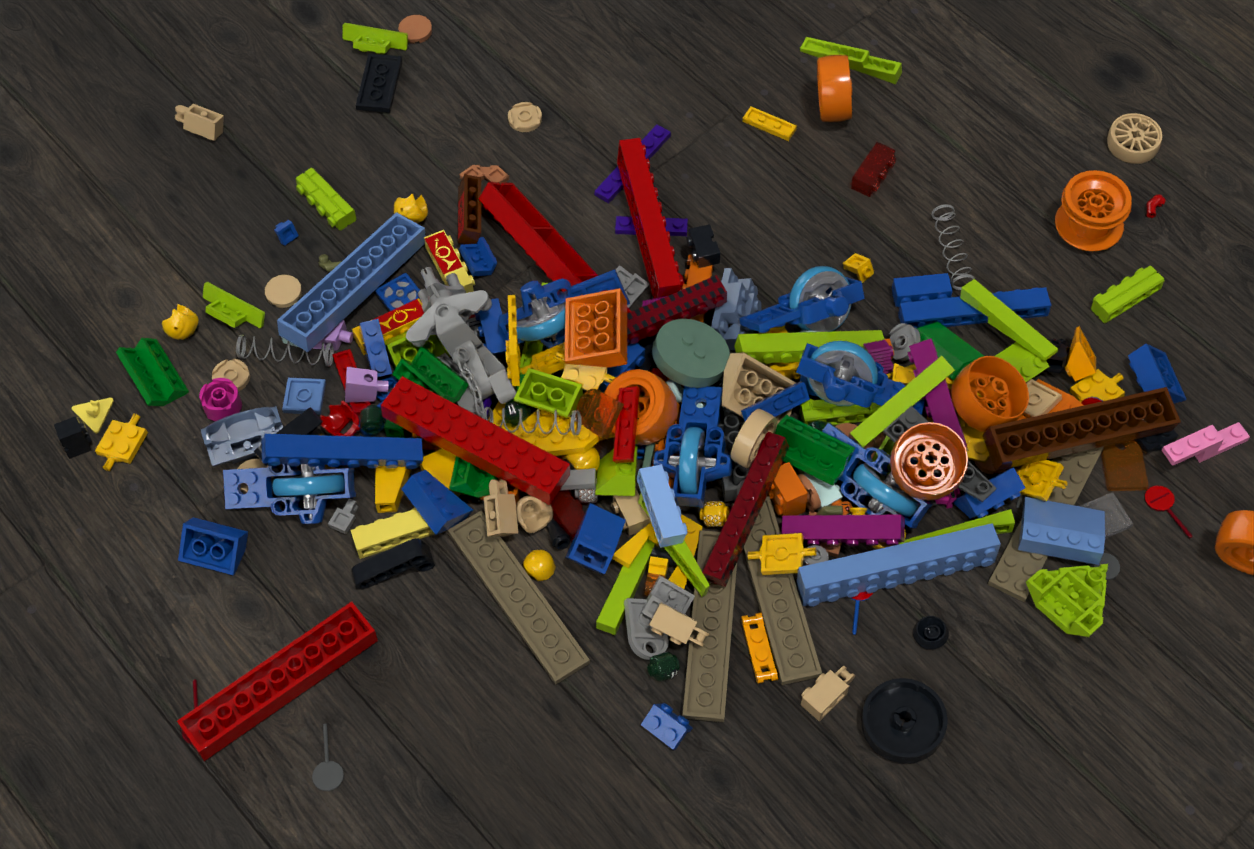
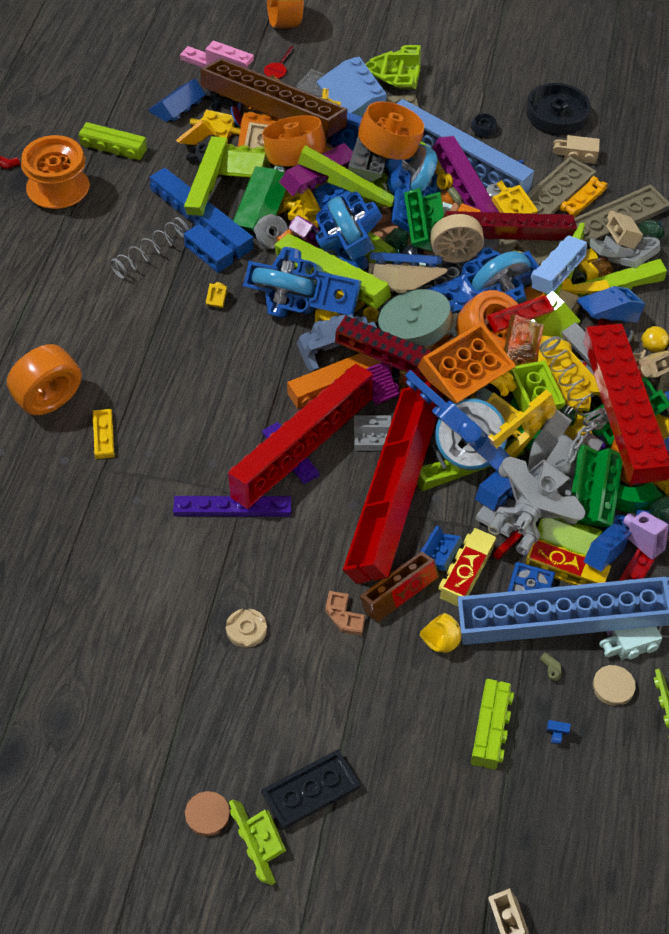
camera: 130 degrees left, 5 degrees down
(704, 250) = (296, 382): black brick -> none
(873, 169) = (104, 333): clear red brick -> none

